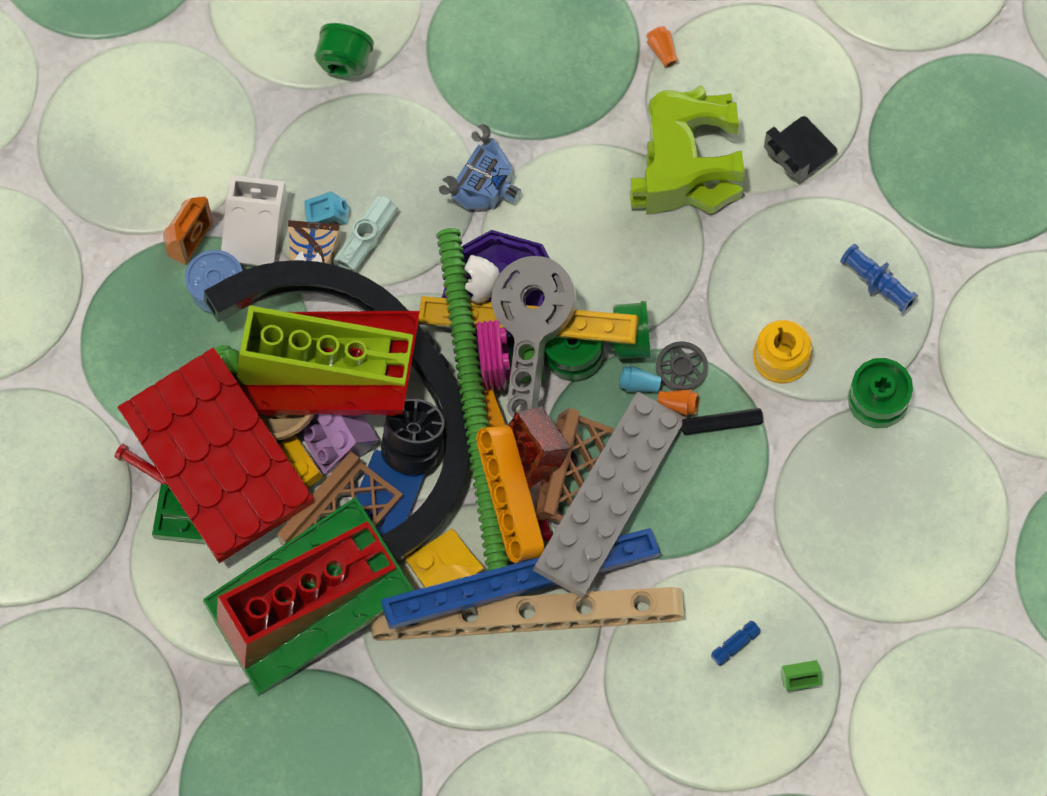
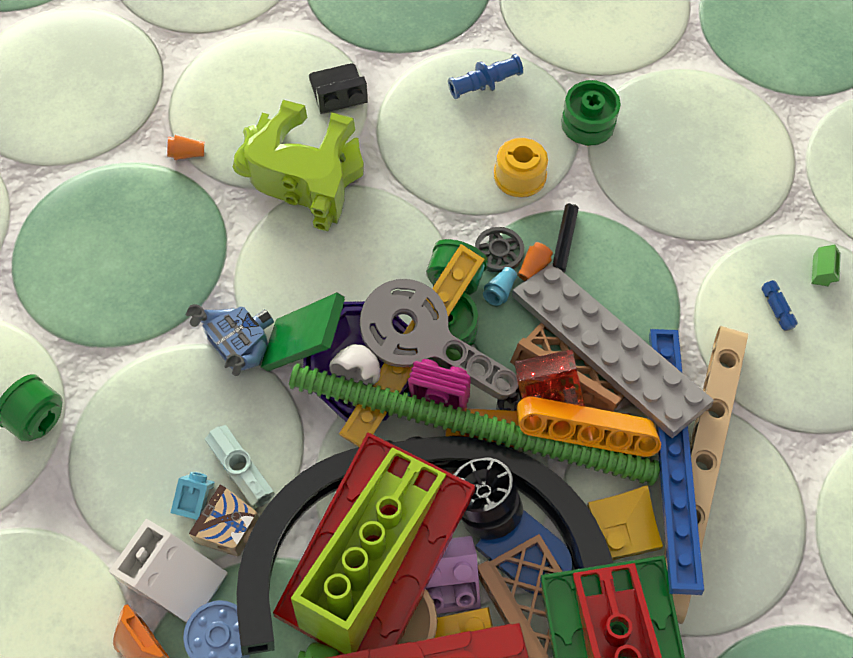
camera: 70 degrees left, 5 degrees down
(498, 225) = (303, 332): none -> green tile

